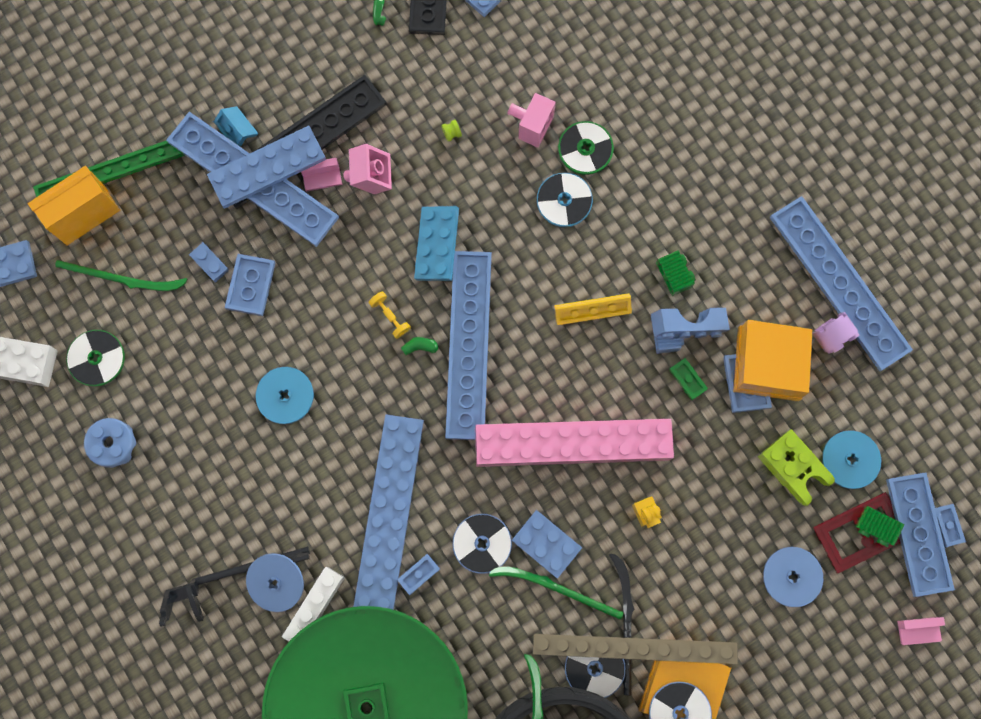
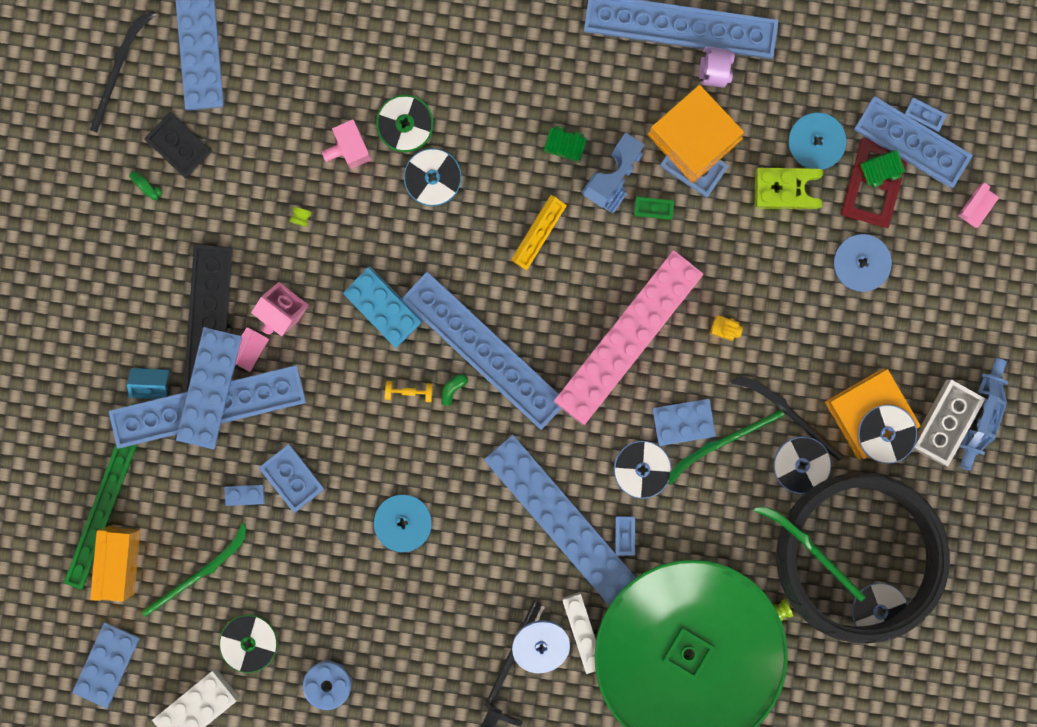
camera: 50 degrees left, 10 degrees up
(636, 648) = (815, 425): dark tan plate -> none

